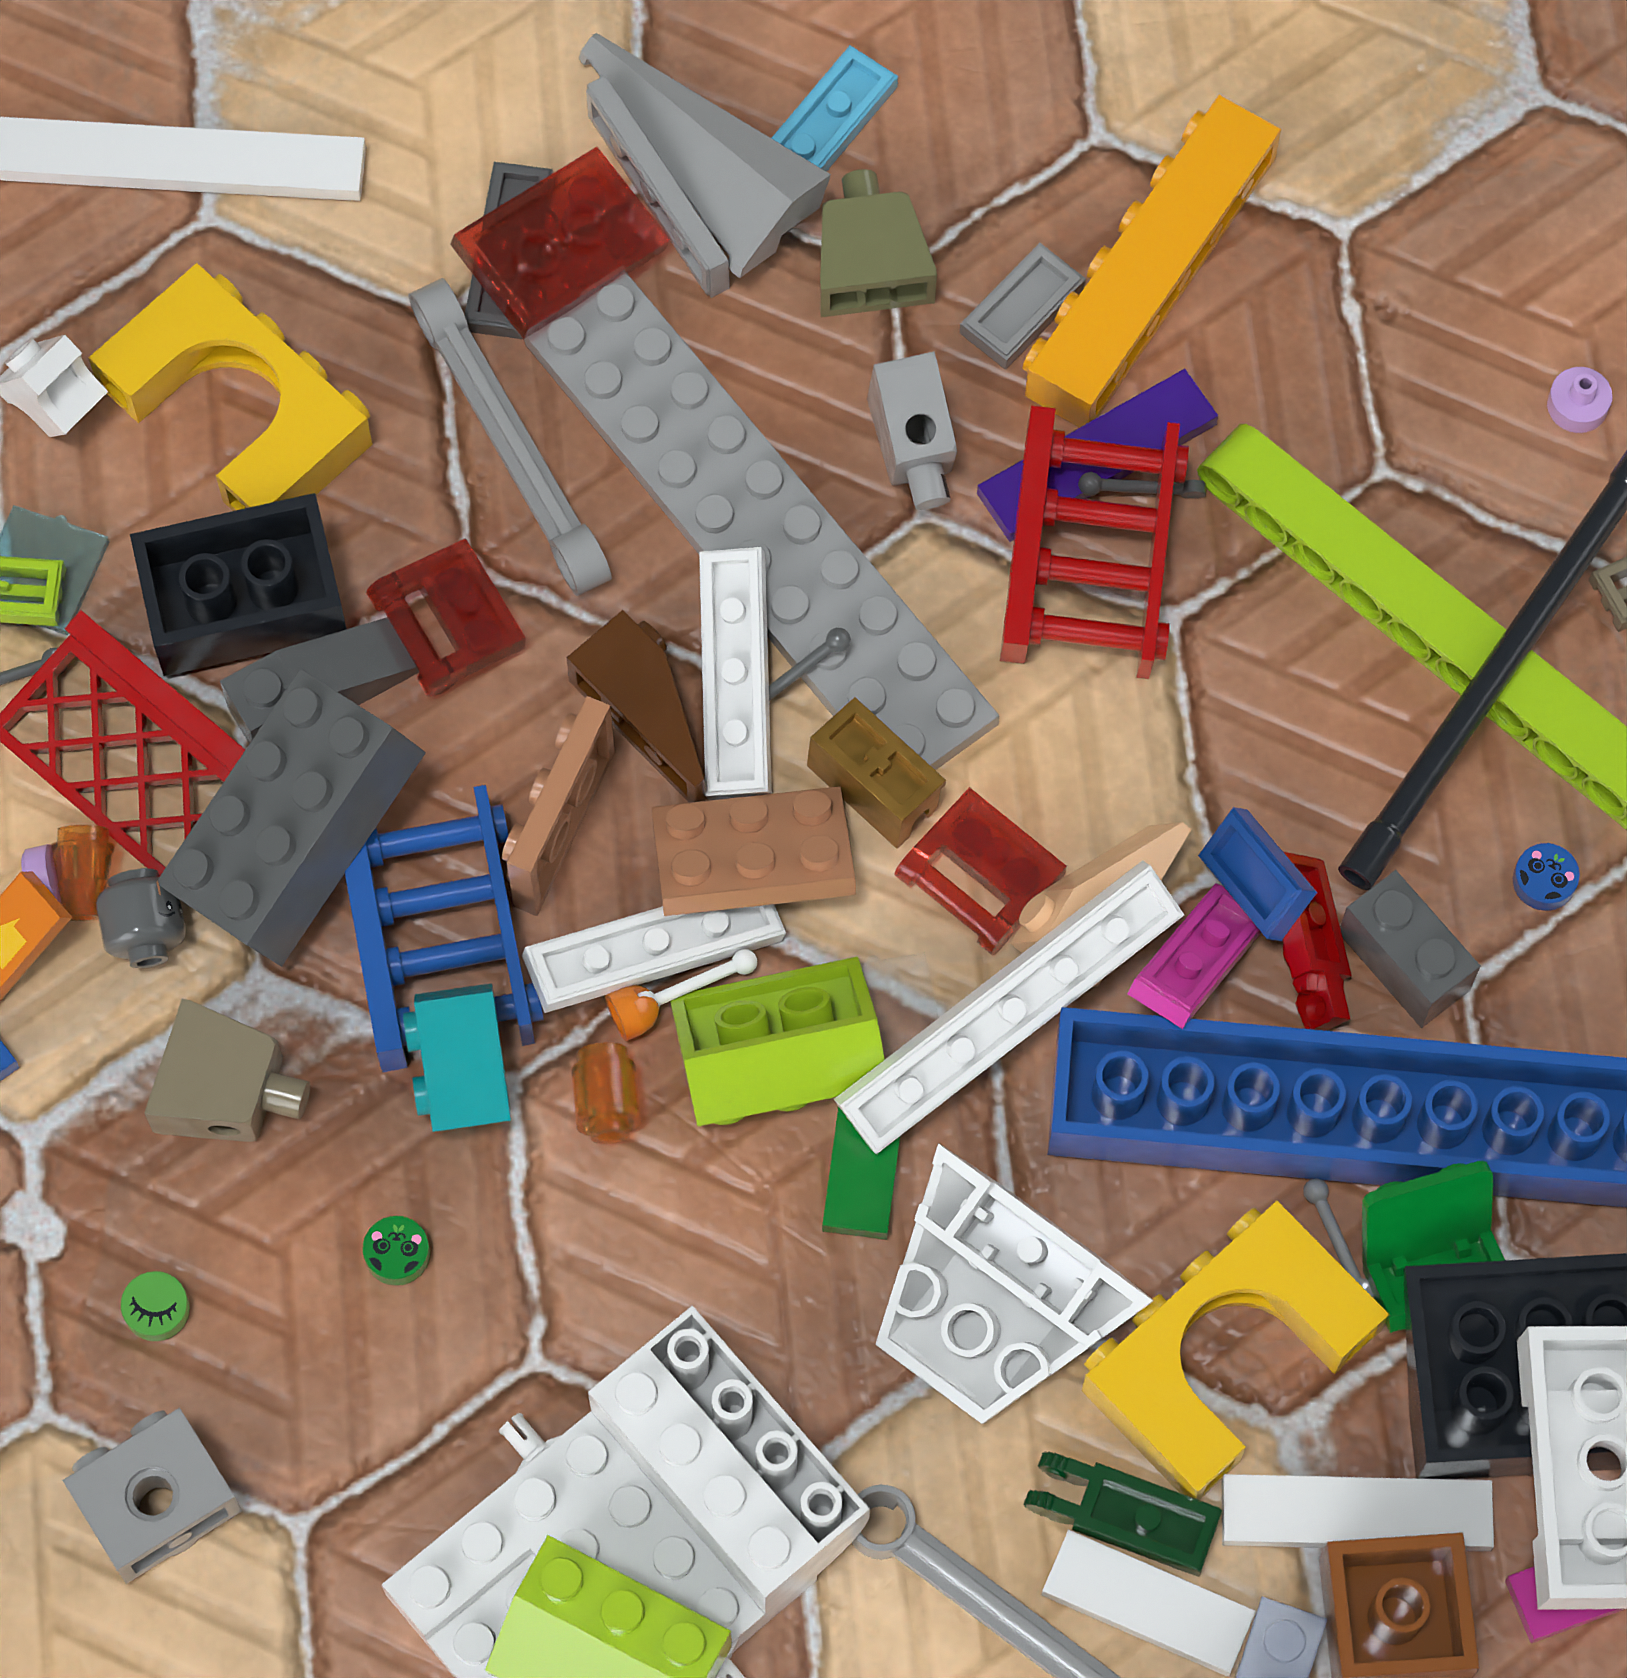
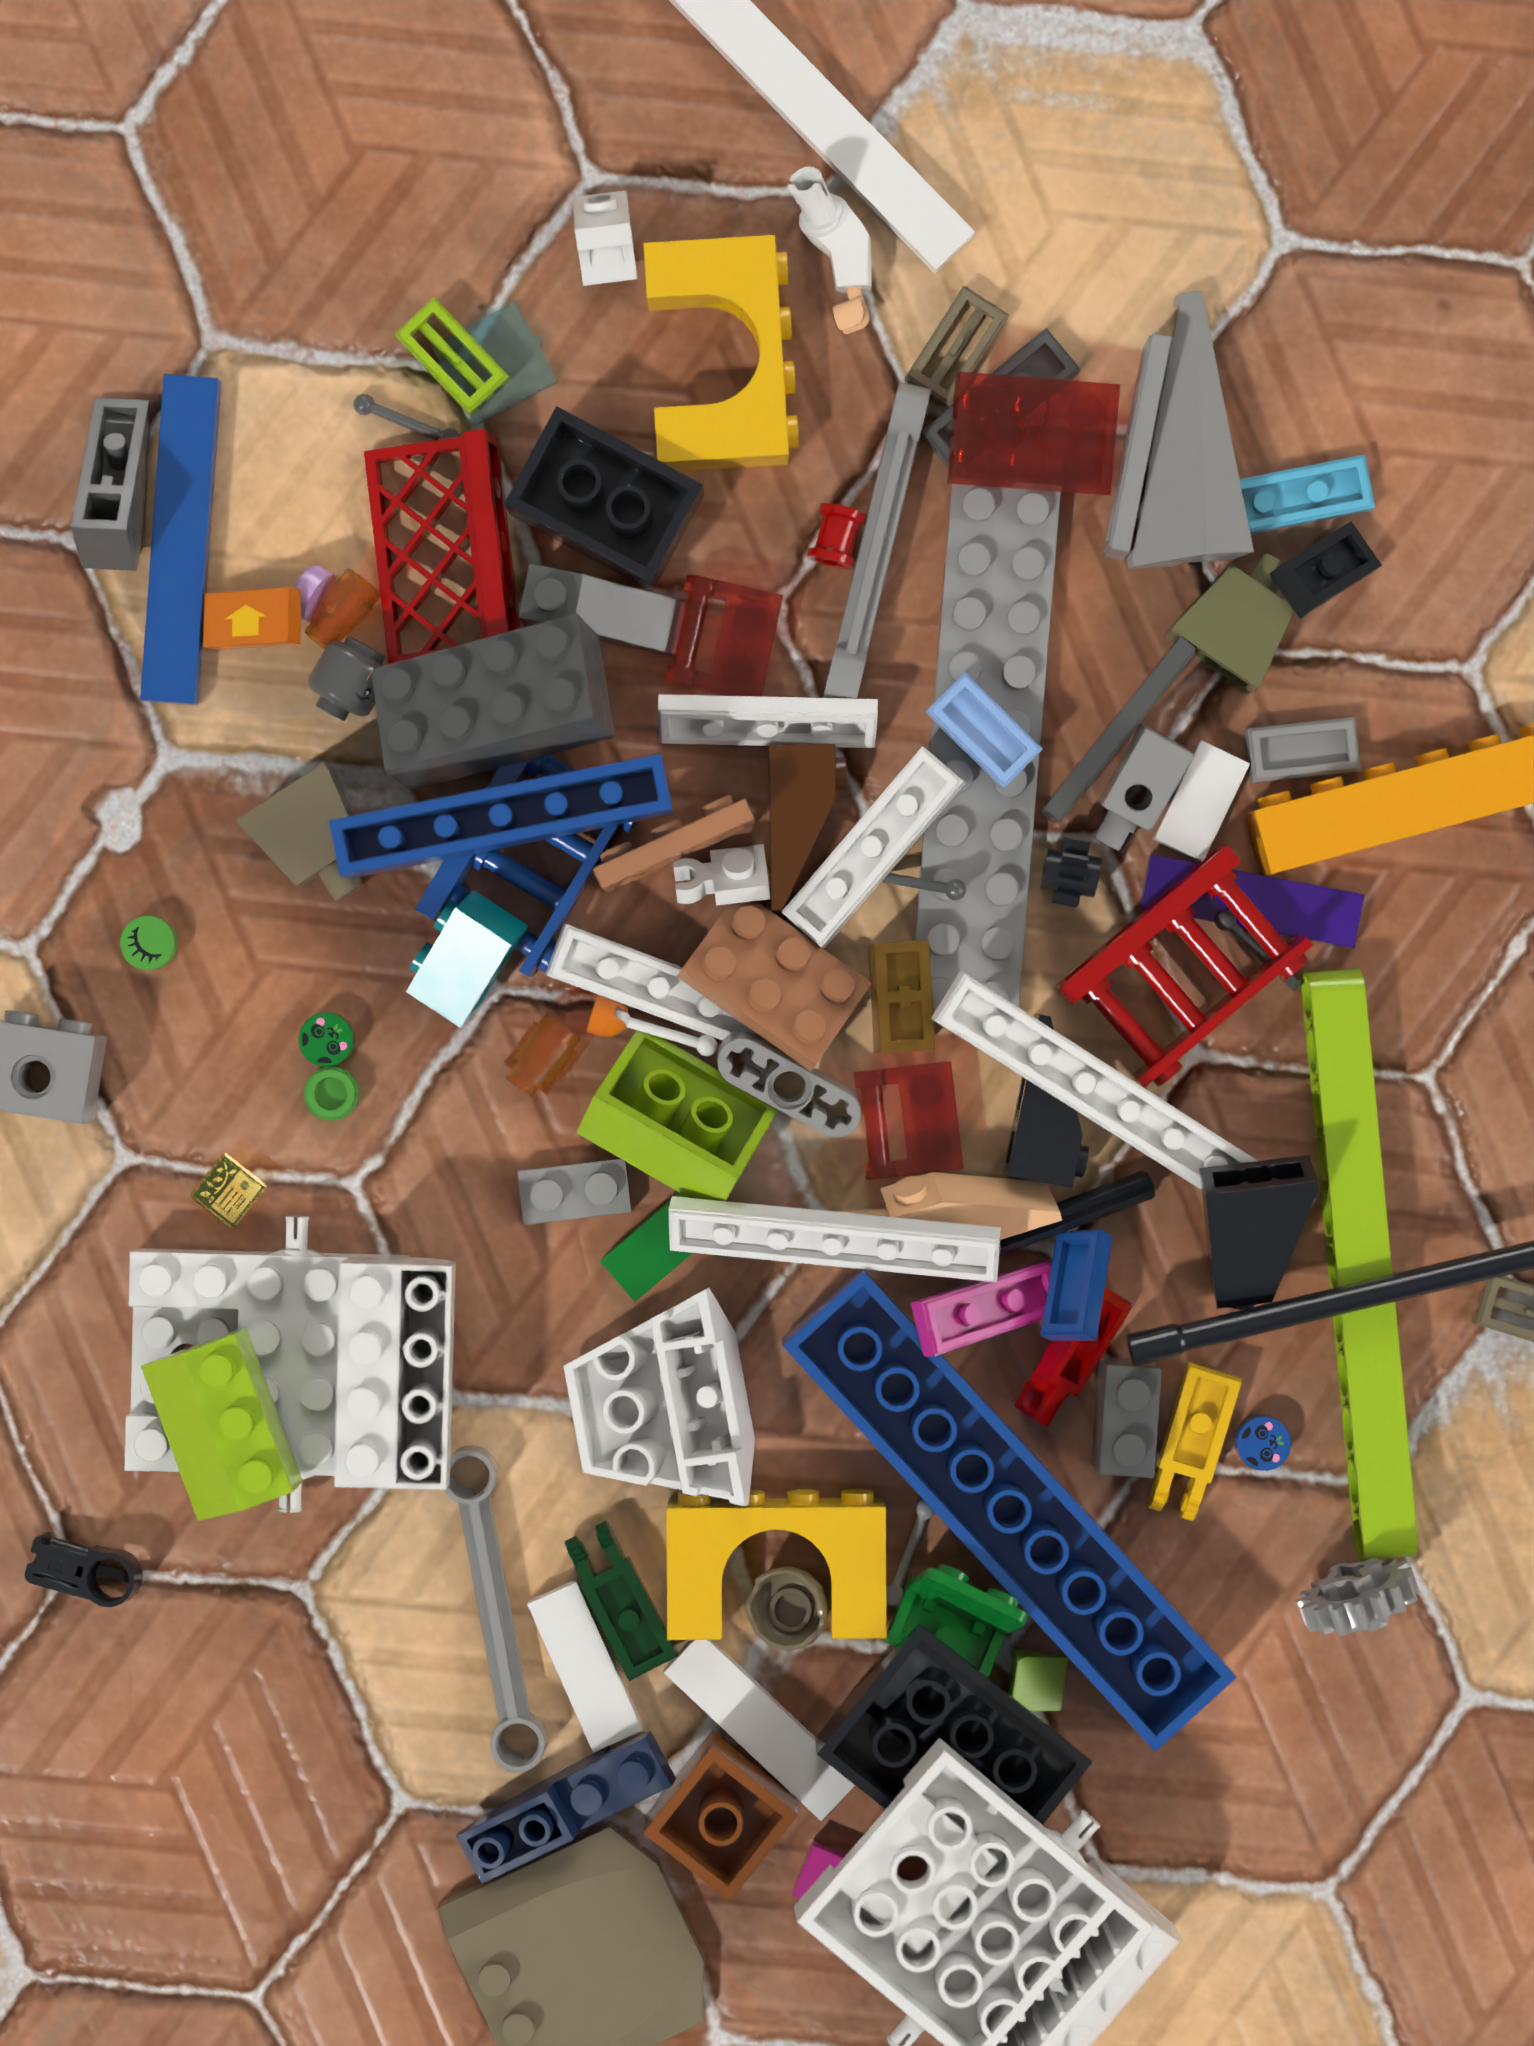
camera: 40 degrees right, 20 degrees up
(255, 231) = (843, 238): none -> white arm
(386, 892) = (501, 817): none -> blue brick
(424, 190) = (982, 308): none -> dark tan tile
(425, 1465) = (228, 1191): none -> clear yellow tile
(443, 1294) = (332, 1093): none -> bright green tile
(468, 457) = (836, 536): none -> red bush
(538, 652) = (766, 720): none -> white tile
(630, 801) = (732, 875): none -> white plate
(740, 498) = (983, 730): none -> light blue tile
(743, 1188) = (574, 1191): none -> light grey plate
(854, 412) = (1118, 730): none -> dark grey tile
(890, 902) = (747, 1078): none -> light grey beam
(903, 148) = (1325, 569): none -> black plate
(923, 551) = (1071, 872): none -> black gear
(980, 414) = (1201, 801): none -> white tile
(1096, 764) = (1045, 1136): none -> black slope
(1151, 690) = (1082, 1081): none -> white tile
(1203, 817) = (1088, 1208): none -> black axle
(1277, 1374) = (788, 1608): none -> dark tan hair
(1355, 691) = (1254, 1225): none -> black slope
(1484, 919) = (1194, 1435): none -> yellow hinge
(1554, 1237) = (1037, 1679): none -> lime slope

